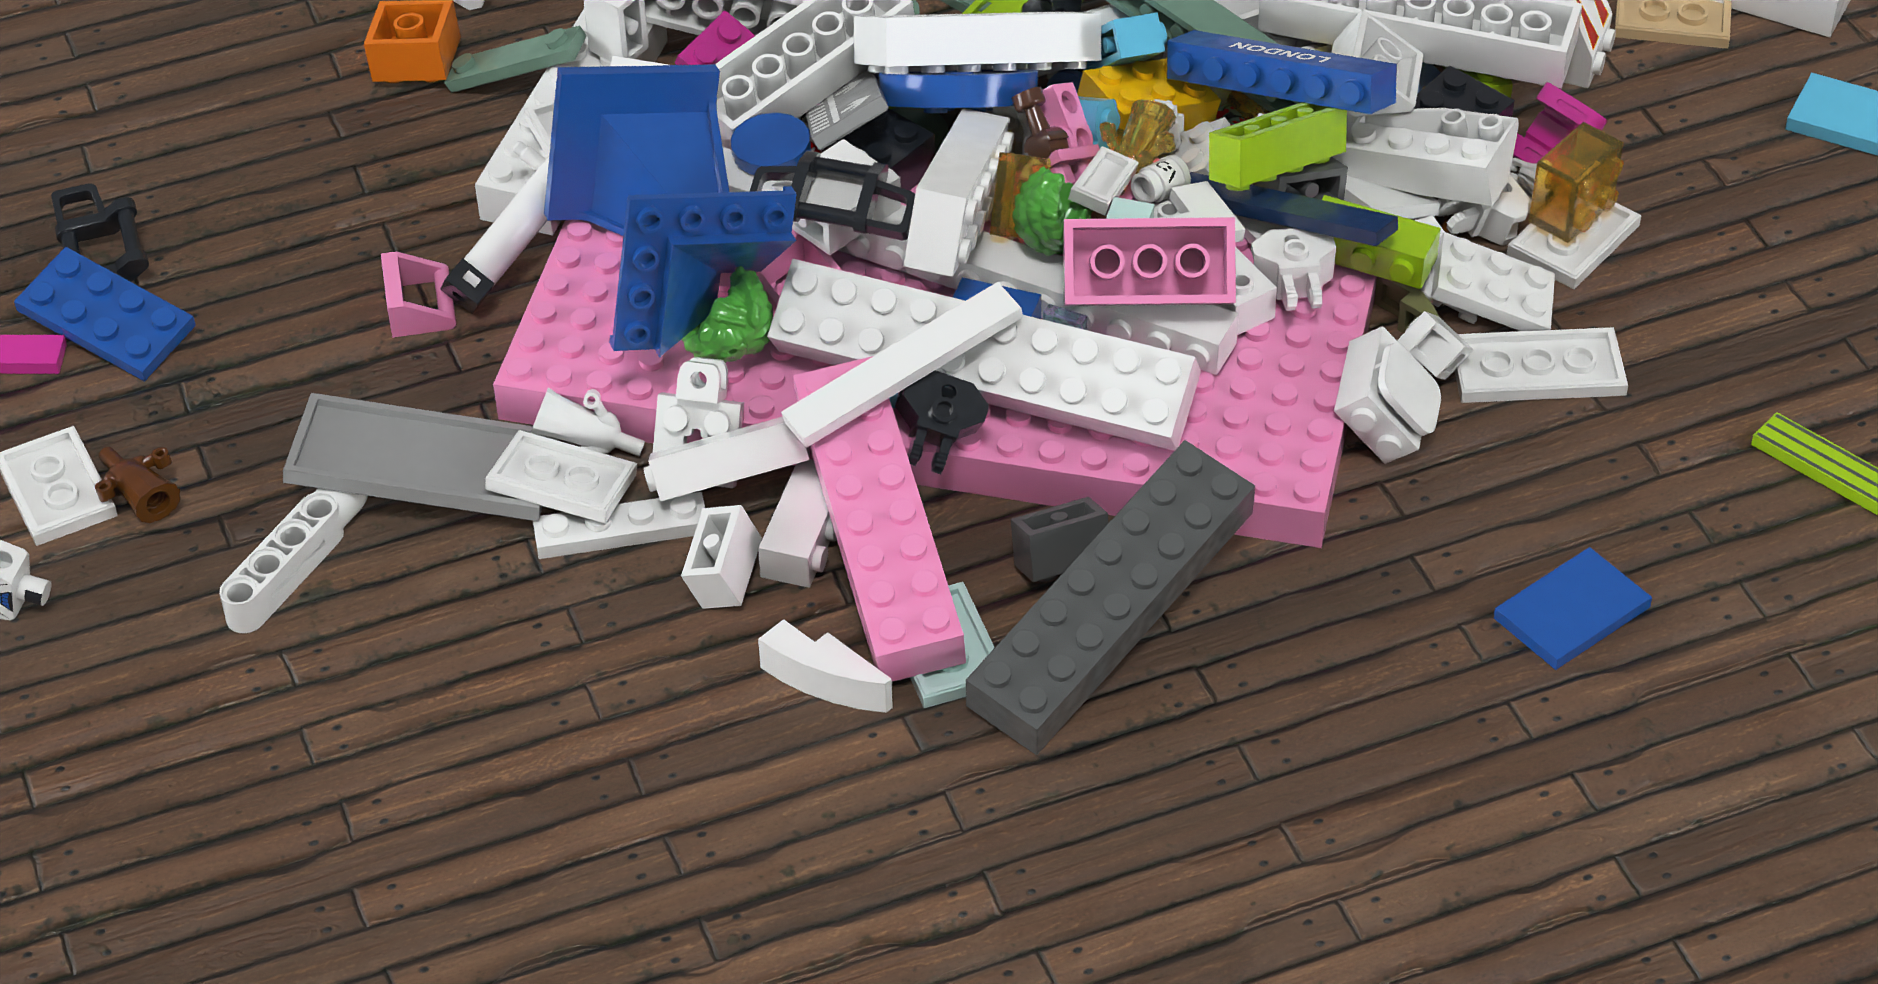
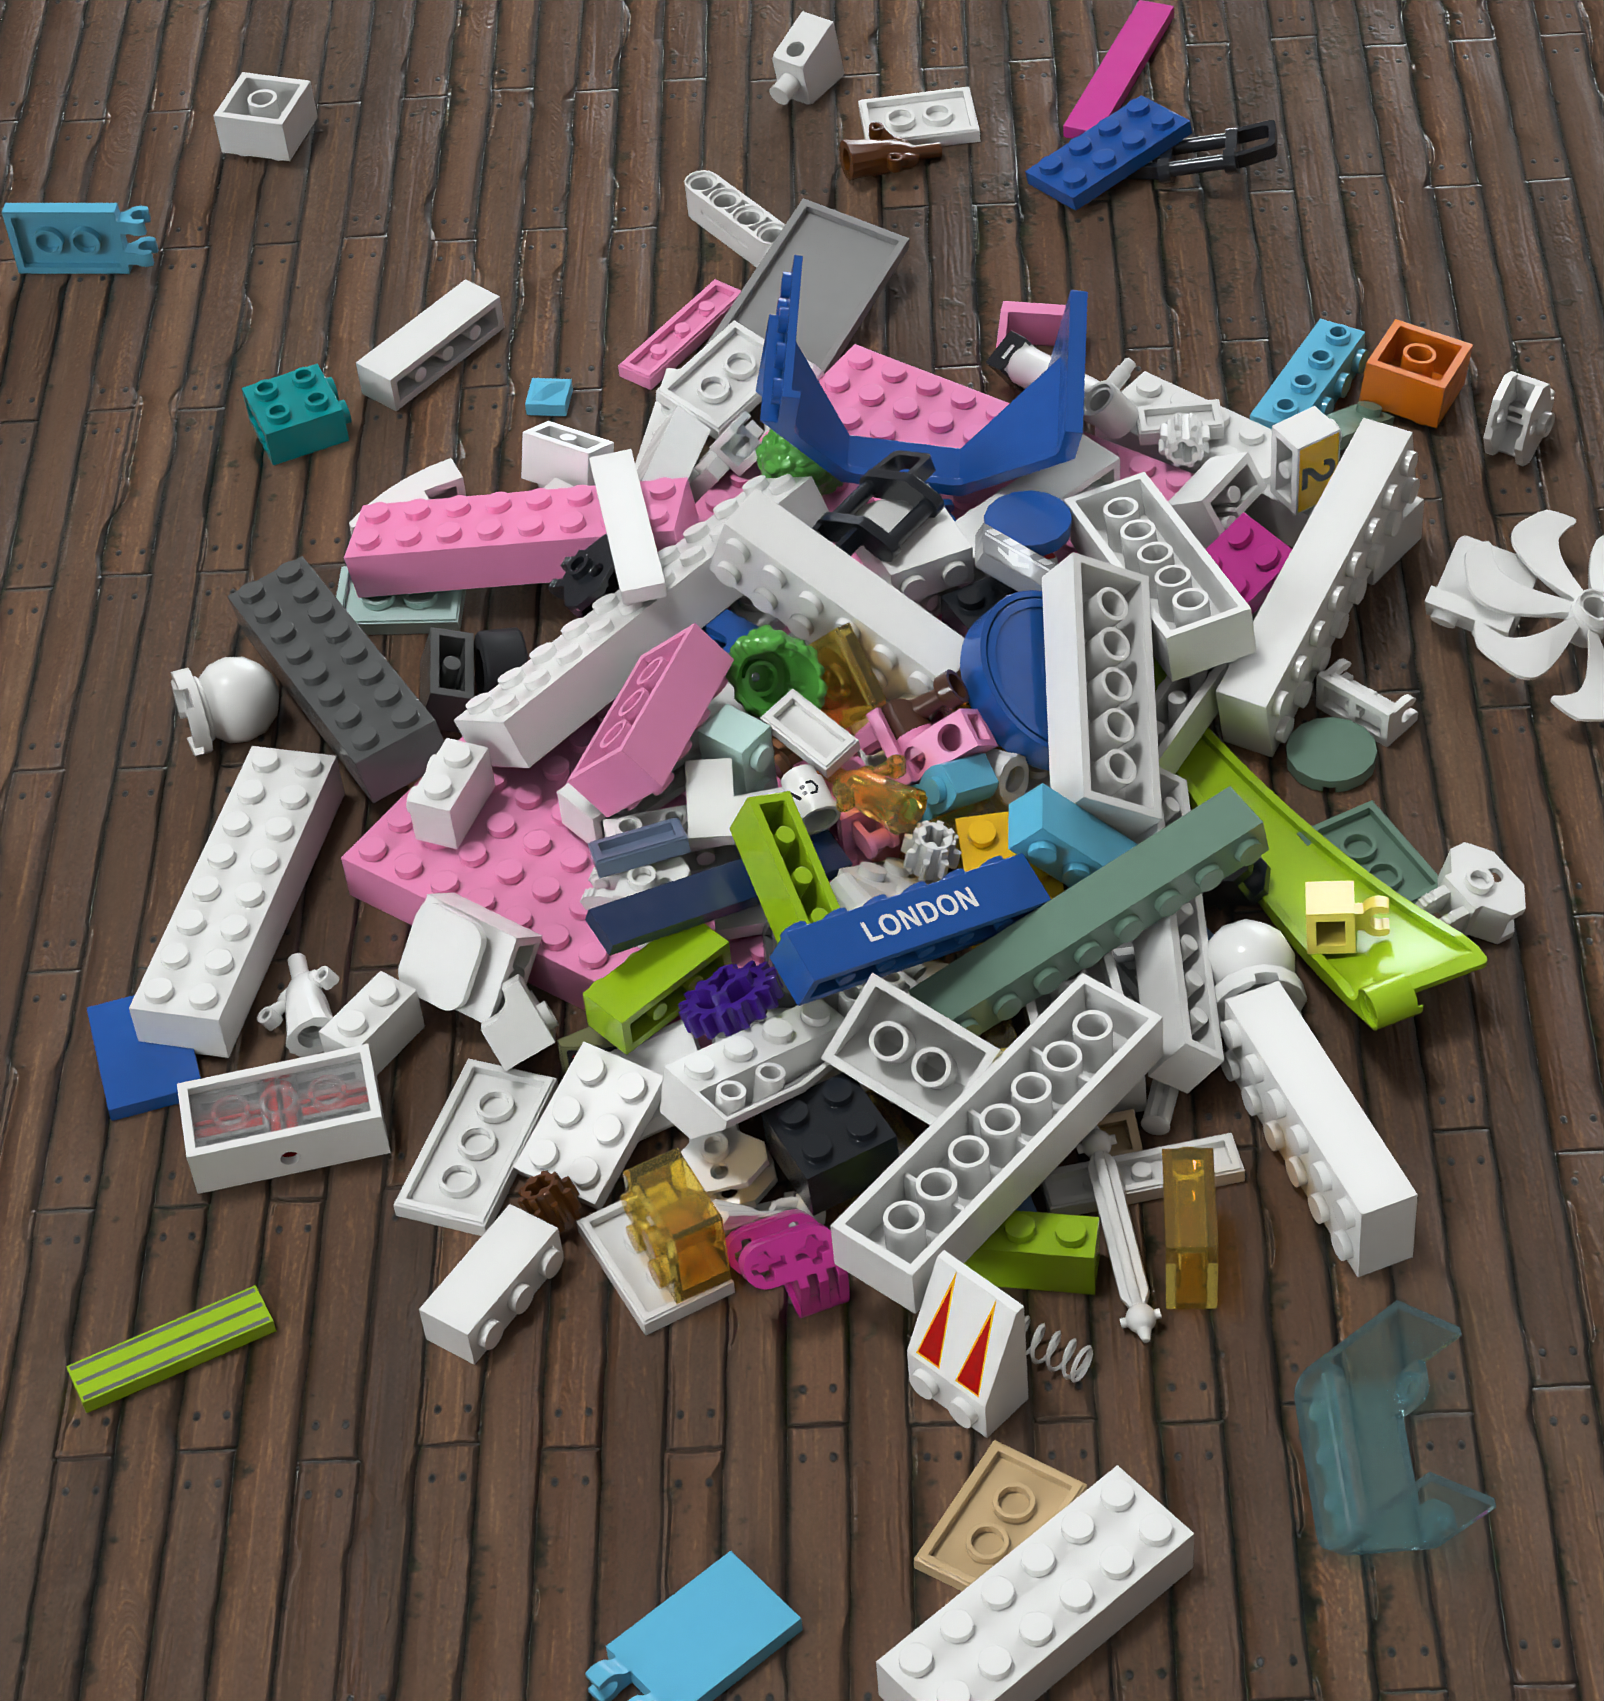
camera: 115 degrees right, 0 degrees up
(438, 108) = (1315, 374): none -> medium azure brick
(469, 562) = (679, 336): none -> bright pink tile
(561, 747) = (430, 345): none -> white brick
(603, 632) = (549, 397): none -> medium azure tile
(712, 821) = (297, 413): none -> teal brick
(1022, 492) = (497, 653): none -> black tyre
(1172, 688) = (228, 701): none -> white tile
(1242, 427) = (451, 793): none -> white brick
(1271, 256) = (639, 847): none -> sand blue tile
(1387, 587) = (238, 901): none -> white brick
(1395, 171) = (731, 999): none -> dark purple gear
(1476, 450) = (381, 1015): none -> white brick
(1481, 501) = (303, 1005): none -> white piece
(1586, 280) = (551, 1199): none -> reddish brown gear
(1604, 462) = (282, 1118): none -> brick
(1665, 299) = (492, 1284): none -> white brick

